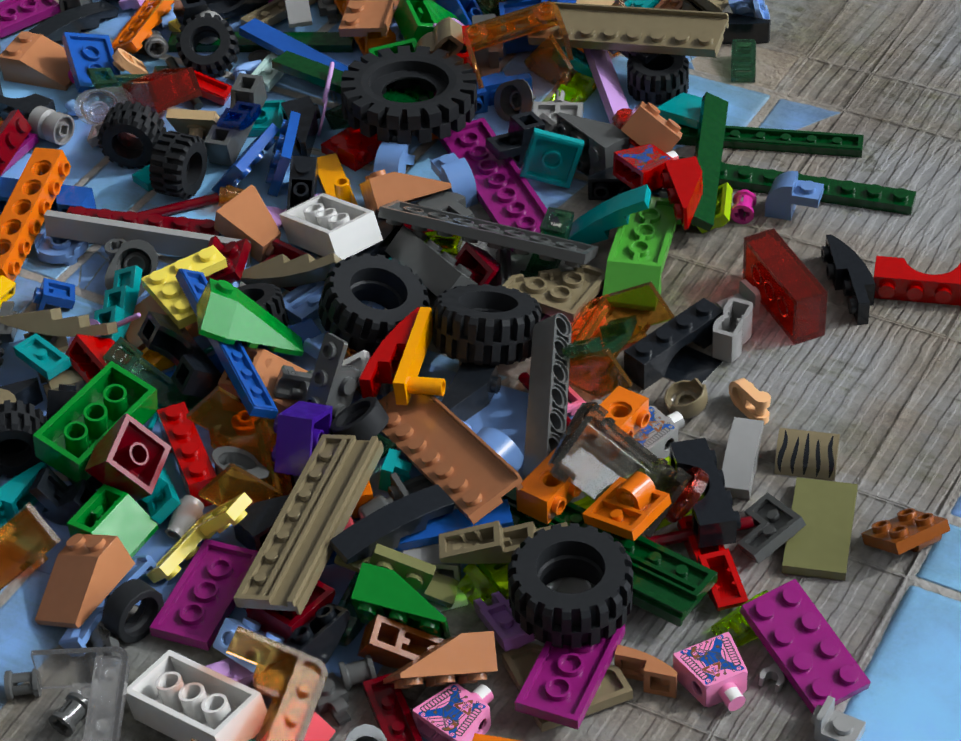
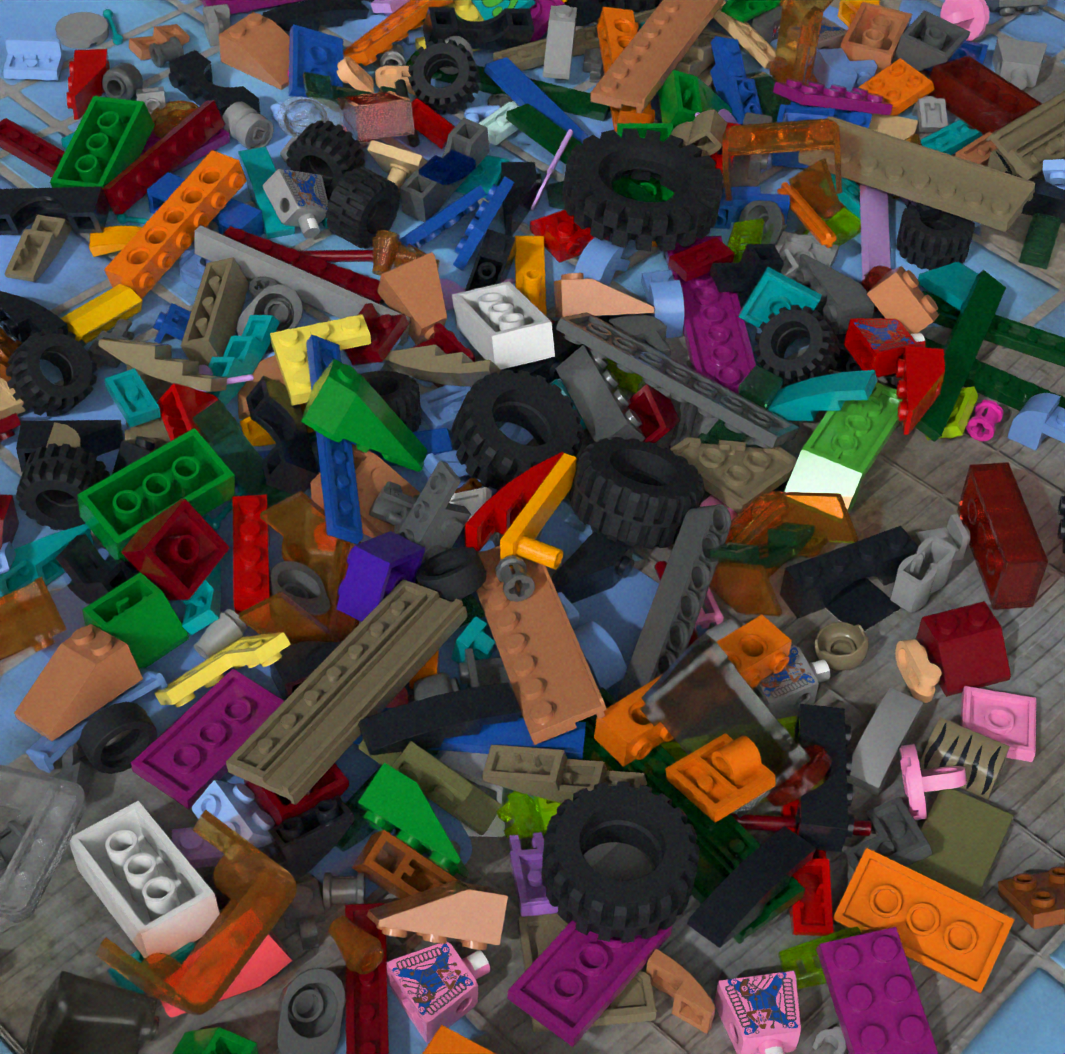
camera: 10 degrees right, 5 degrees up
(83, 274) = (215, 311): none -> dark tan brick
(89, 173) = (258, 169): none -> teal slope
(119, 172) = (298, 199): none -> light grey torso
(158, 56) = (388, 75): none -> light nougat plate
(208, 195) = (384, 251): none -> clear orange cone
(385, 705) = (358, 947): none -> clear orange cone
(417, 408) = (520, 576): none -> dark grey bush
(473, 138) = (699, 259): none -> dark red plate
(498, 122) = (750, 228): none -> clear neon green slope
(551, 85) = (808, 216): none -> orange axle
(567, 170) = (786, 328): none -> black tyre
(676, 578) = (750, 886): none -> black slope
(777, 477) = (926, 780): none -> bright pink tile
(784, 373) = (966, 647): none -> dark red slope
(828, 417) = (1002, 718): none -> bright pink tile
(828, 572) = (932, 920): none -> orange plate

